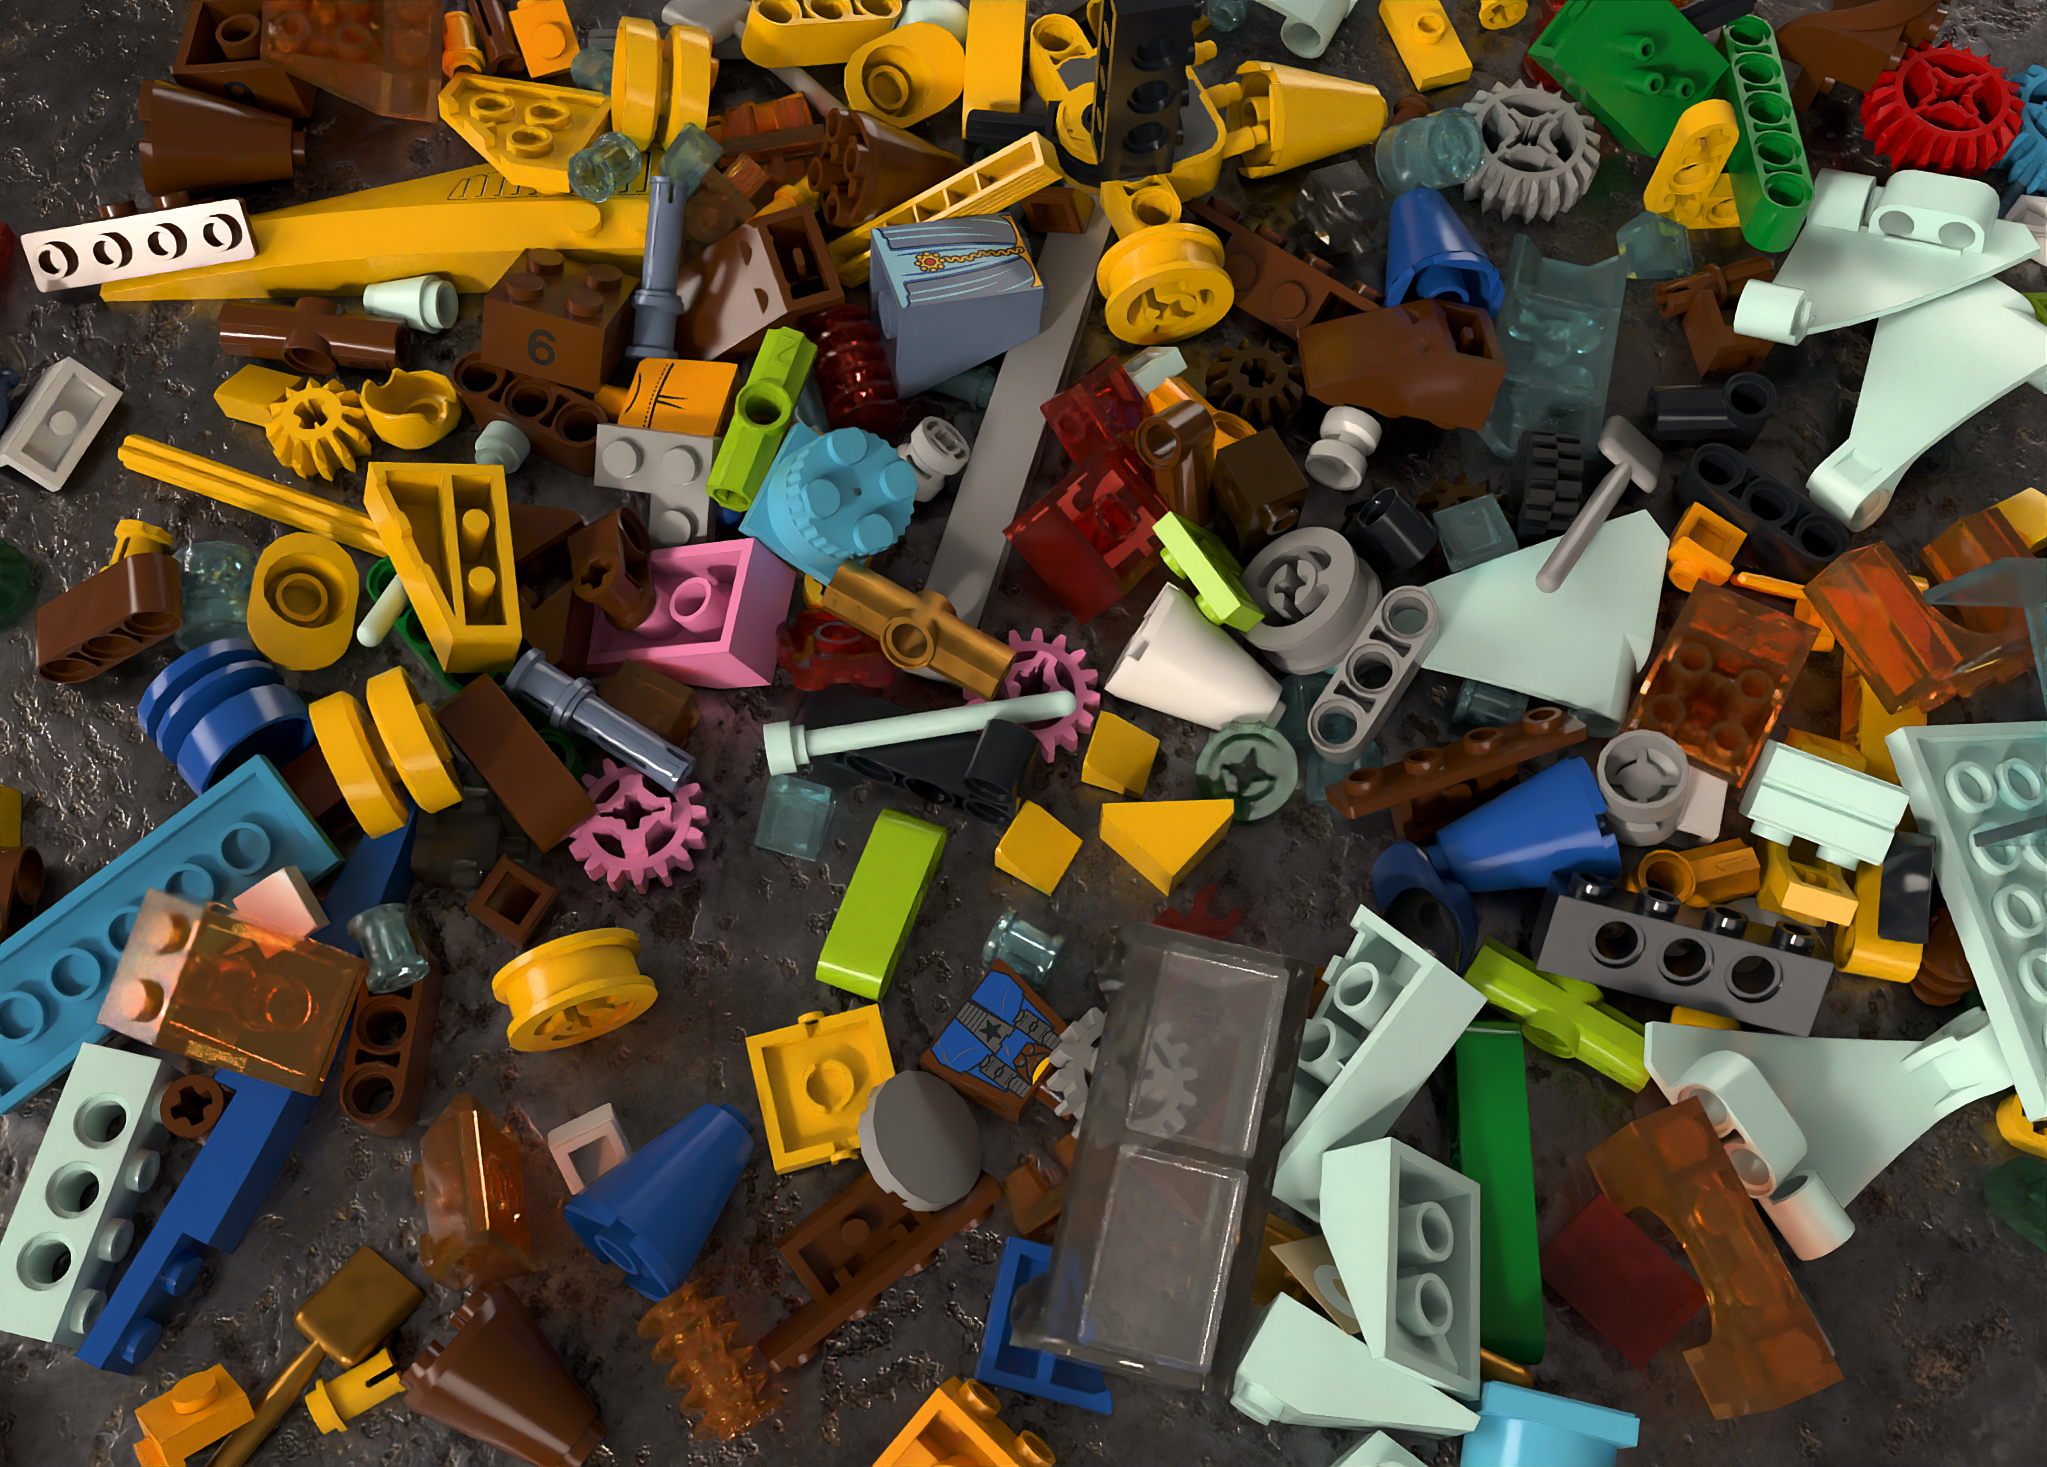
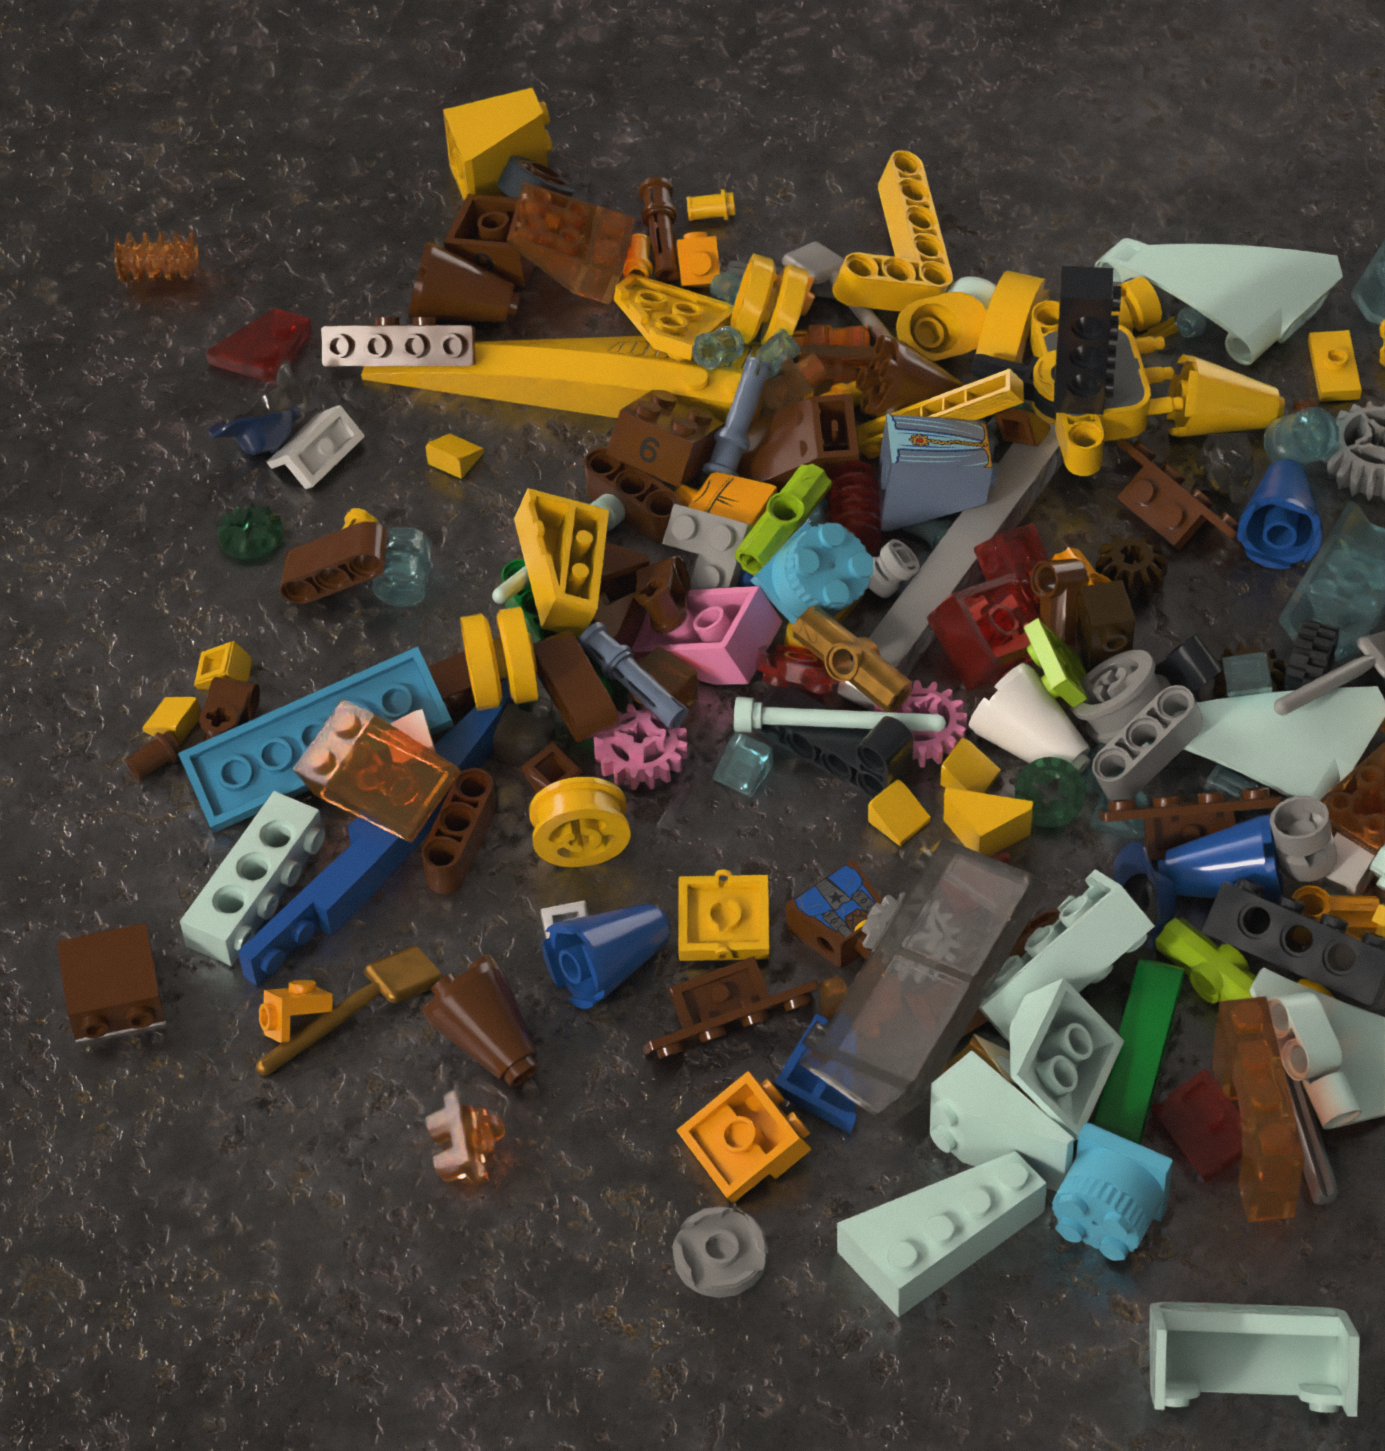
camera: 20 degrees right, 15 degrees down
(184, 1106) = (330, 841): reddish brown bush -> none
(221, 710) = (395, 620): blue wheel -> none
(251, 493) = (438, 512): yellow axle -> none
(303, 602) = (459, 575): yellow piece -> none
(314, 336) = (499, 423): reddish brown piece -> none
(319, 429) = (490, 480): yellow gear -> none
(352, 1393) = (392, 1015): yellow pin -> none
(387, 948) = (473, 780): clear light blue bush -> none
(412, 408) = (554, 475): yellow hair -> none
(421, 300) = (568, 414): light aqua cone -> none
(473, 1199) = (490, 911): clear orange slope -> none
(706, 1364) = (610, 1040): clear orange piece -> none
(881, 904) = (786, 822): lime beam -> none
(920, 1140) = (774, 949): light grey tile -> none
(1024, 947) = (876, 867): clear light blue bush -> none
(1153, 366) = (1060, 542): light aqua plate -> none
(1165, 284) = (1083, 488): yellow wheel -> none
(1341, 454) = (1178, 620): white wheel -> none
(1407, 360) = (1237, 565): reddish brown slope -> none

